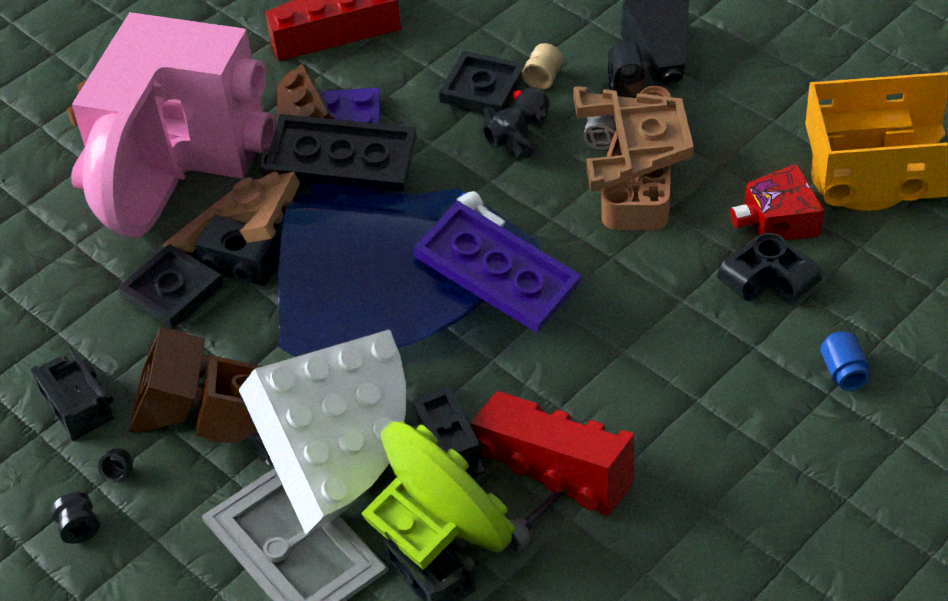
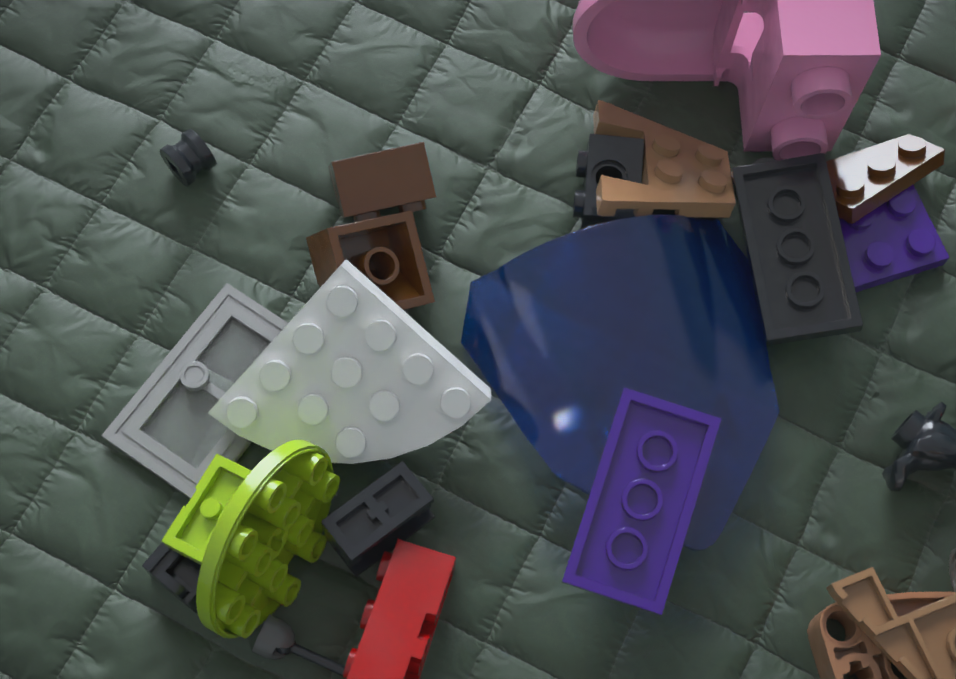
camera: 65 degrees right, 20 degrees up
(74, 394) = (351, 90): black hinge -> none
(114, 470) = (269, 171): black hinge -> none
(170, 286) = (537, 132): black plate -> none
(475, 202) = (742, 435): white hand -> none

